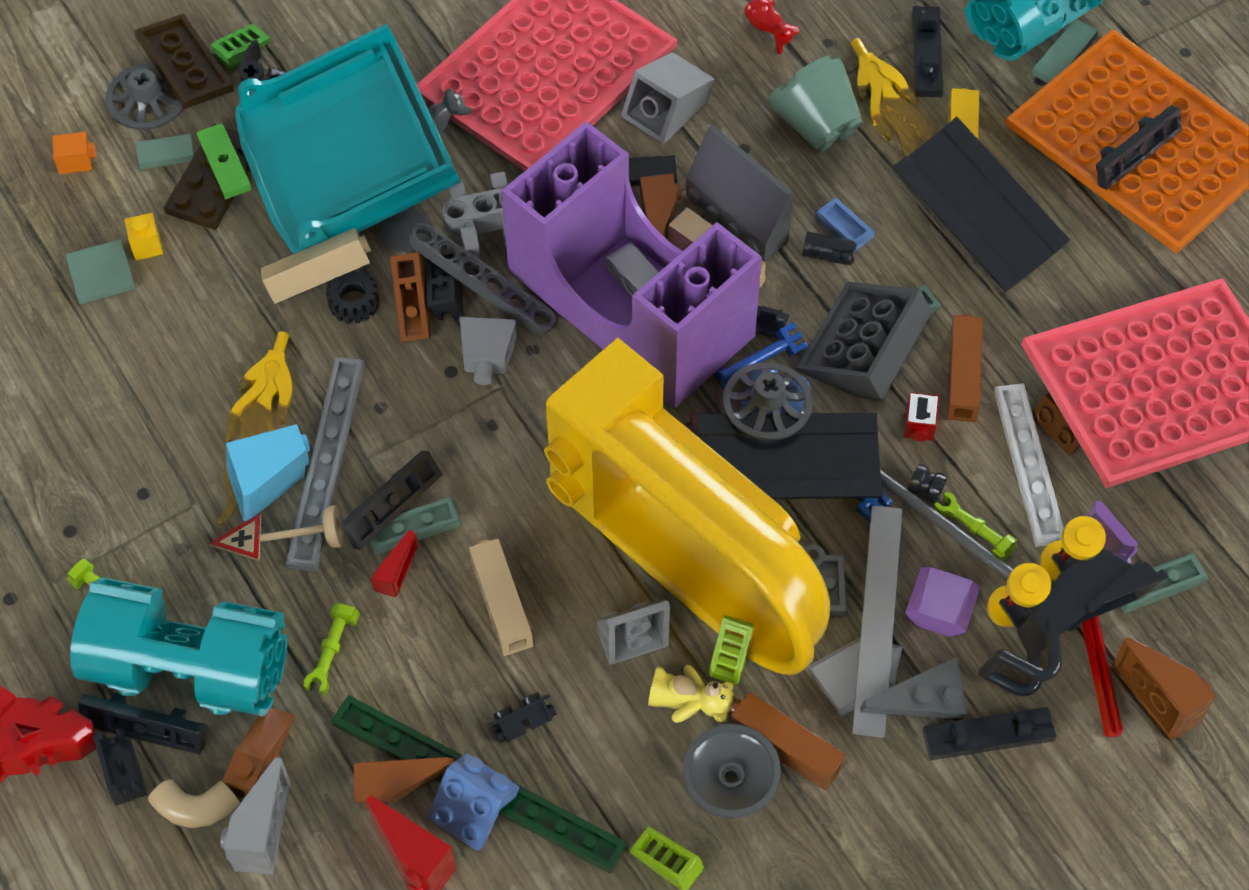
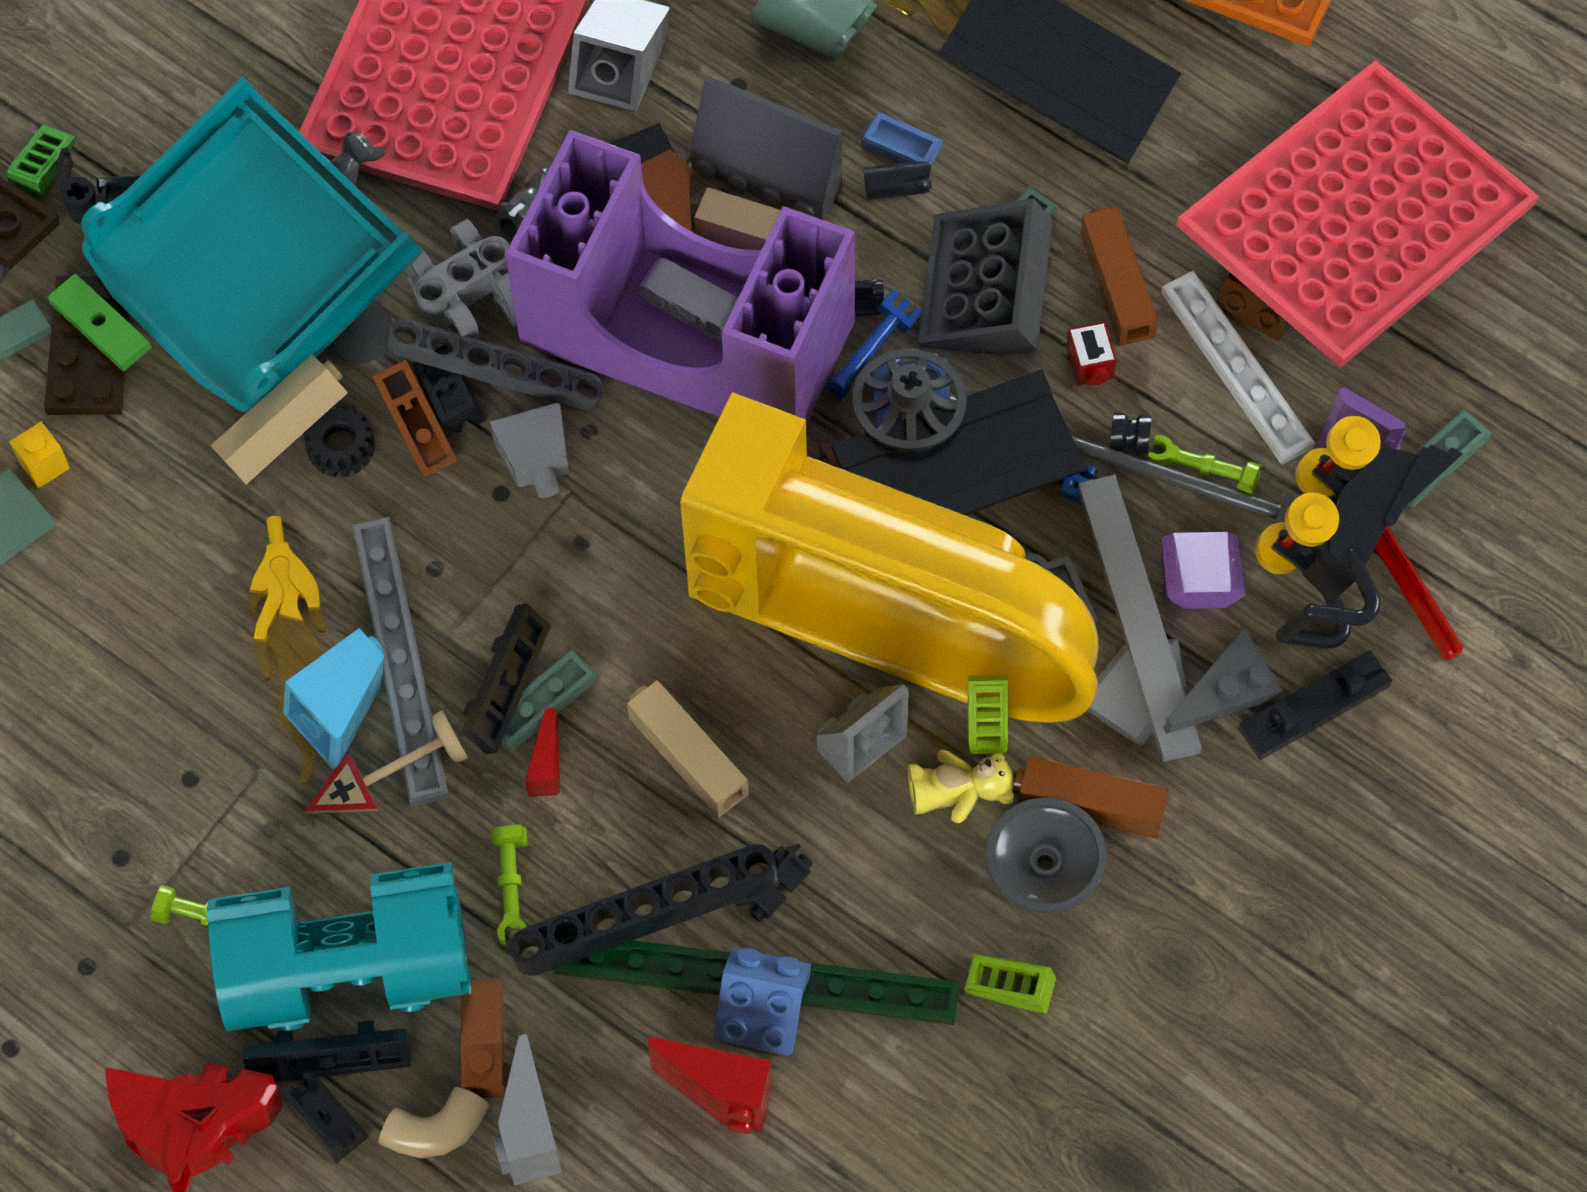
camera: 20 degrees left, 5 degrees up
(395, 779) = (661, 1008): dark orange slope -> none
(425, 709) = (631, 926): none -> black beam
(1164, 687) = (1492, 580): dark orange slope -> none

